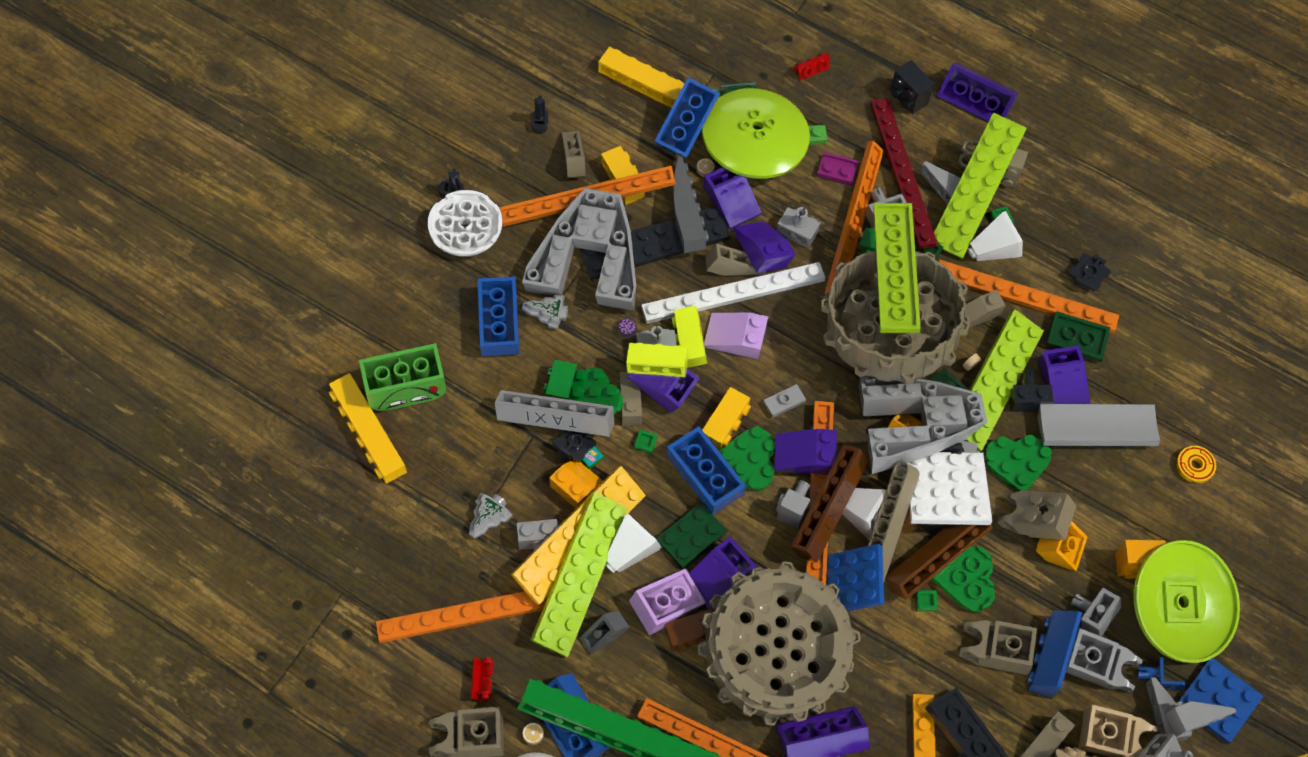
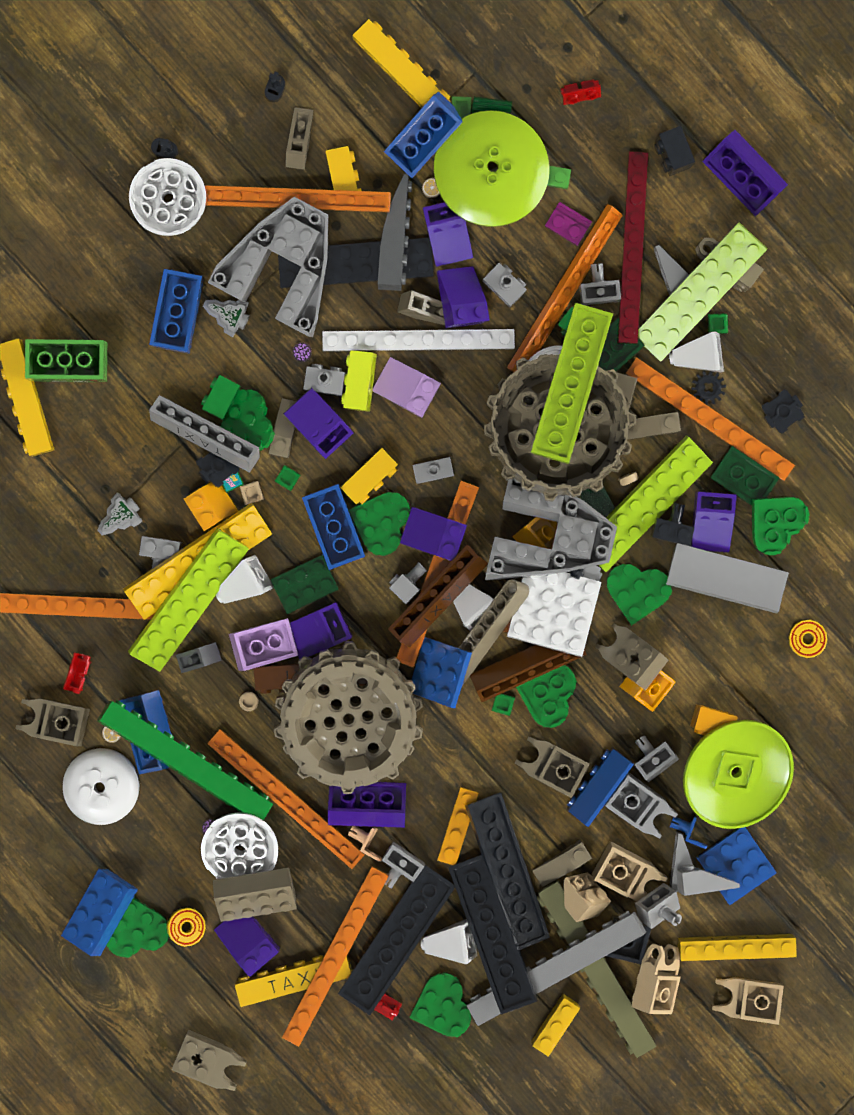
camera: 15 degrees right, 25 degrees up
(612, 461) = (251, 492): none -> tan tile
(657, 359) = (315, 407): neon yellow brick -> none
(668, 664) = (248, 701): none -> tan tile
(1021, 269) = (716, 387): none -> black gear
(1124, 365) = (775, 521): none -> green plate

